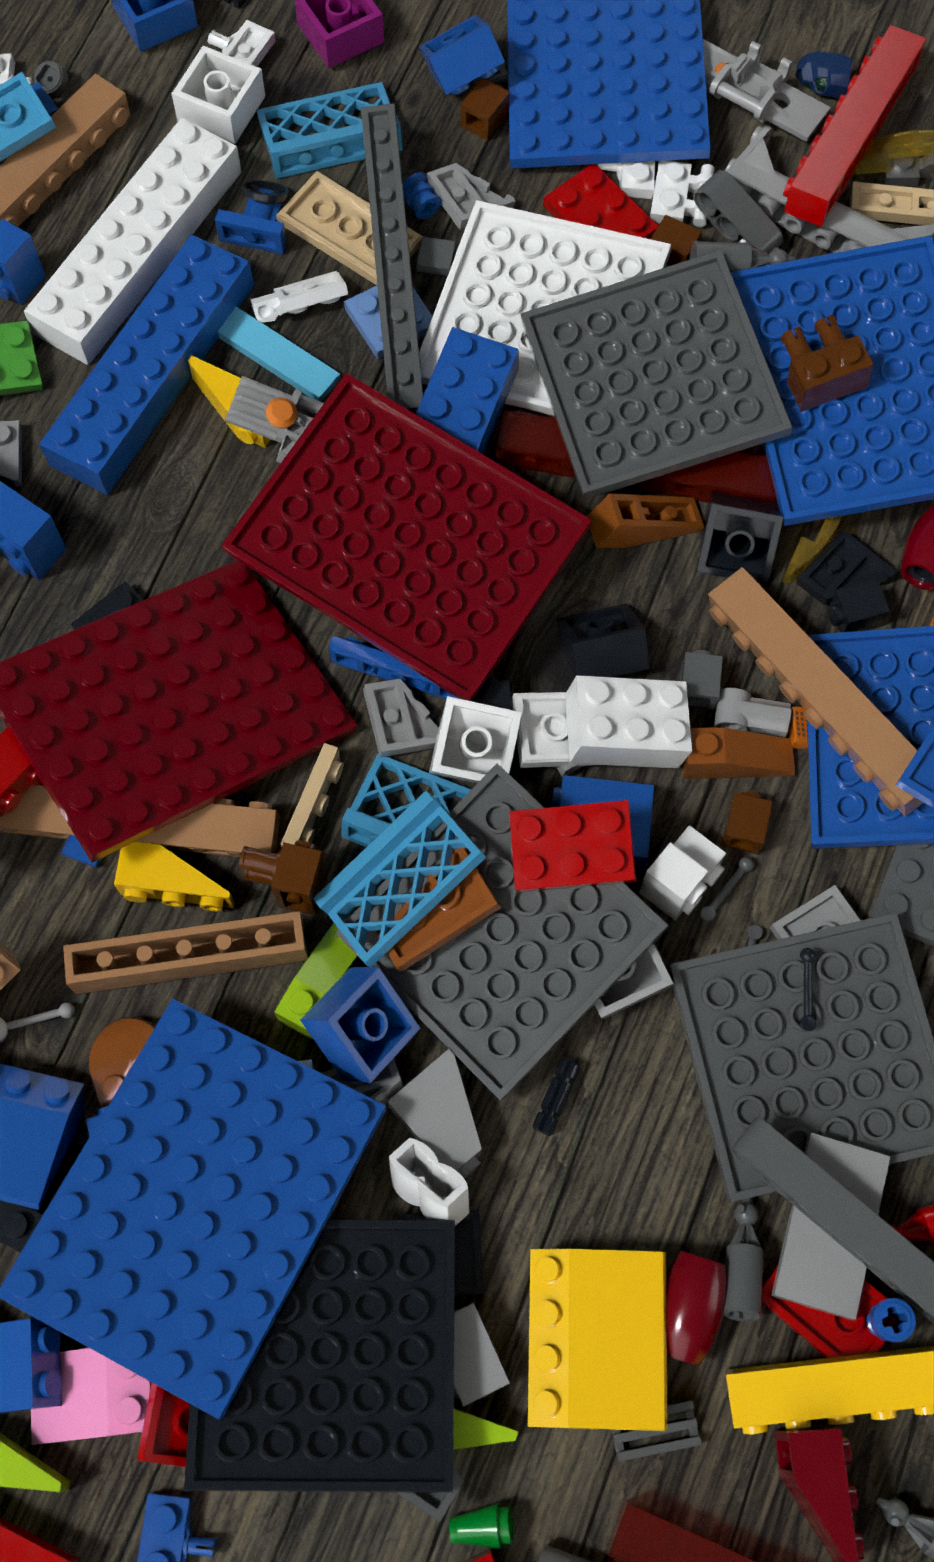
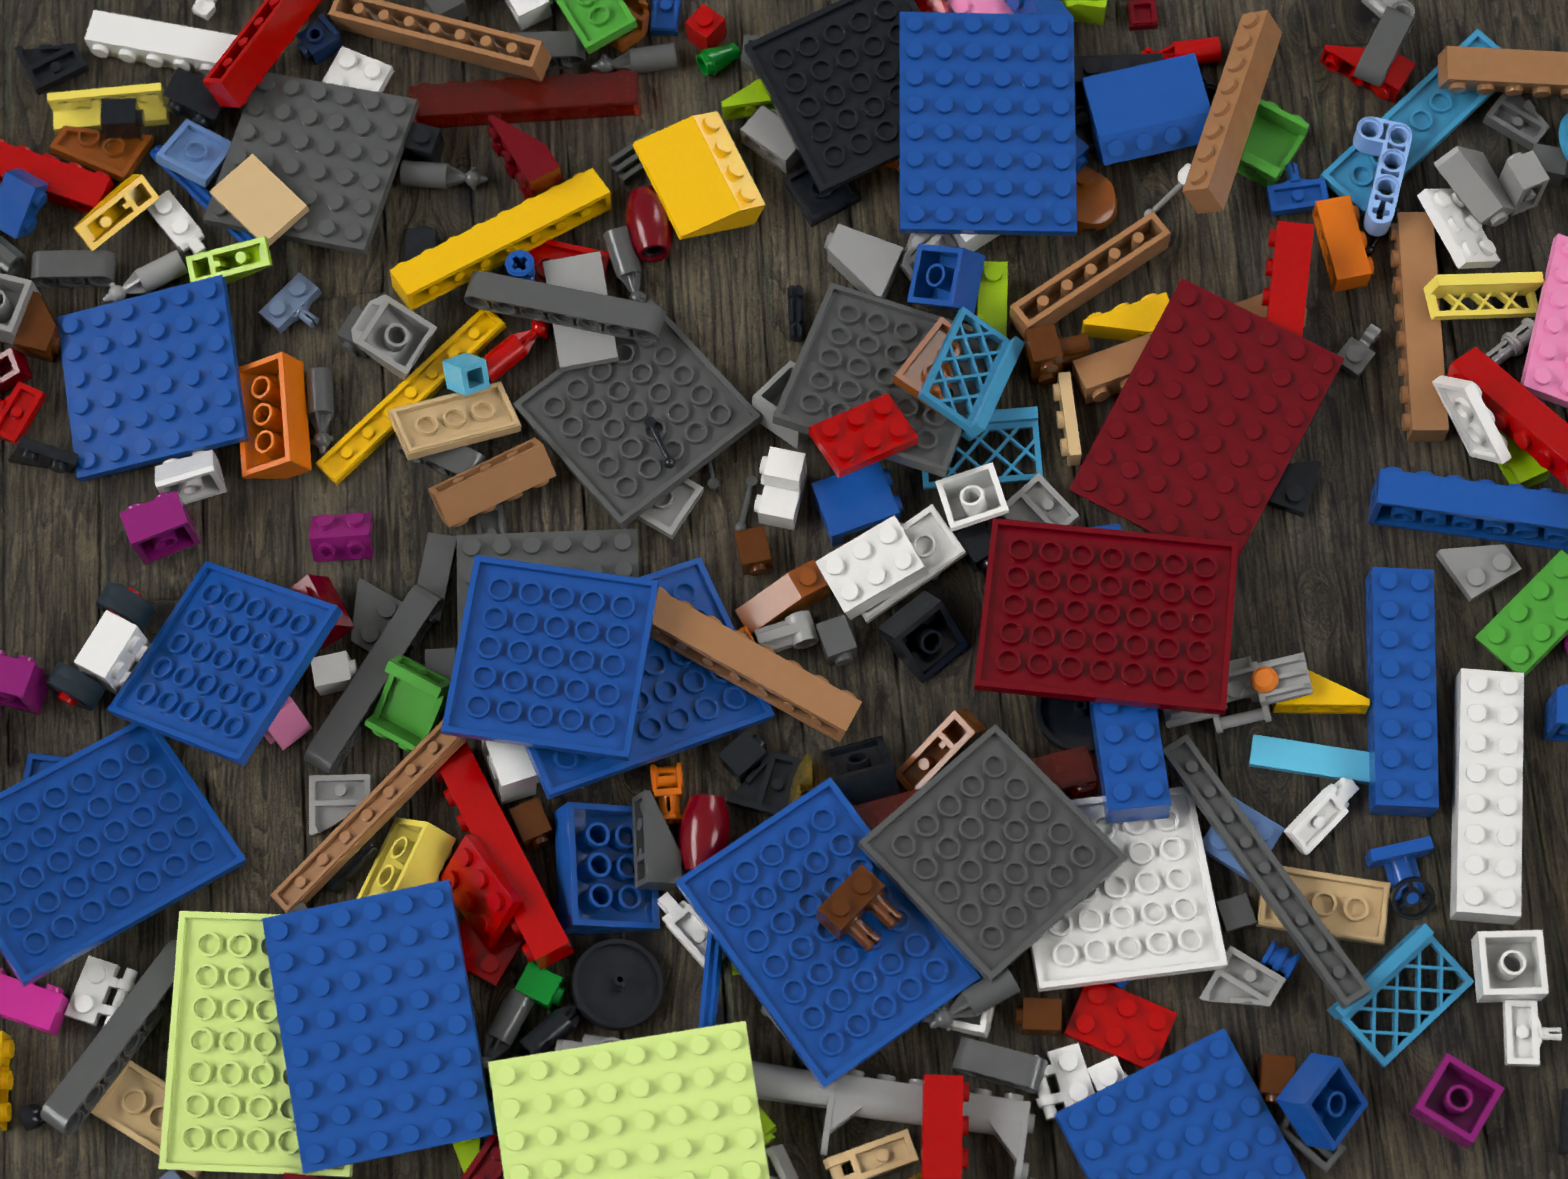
camera: 160 degrees right, 0 degrees up
(428, 1184) = (840, 208): white brick -> none

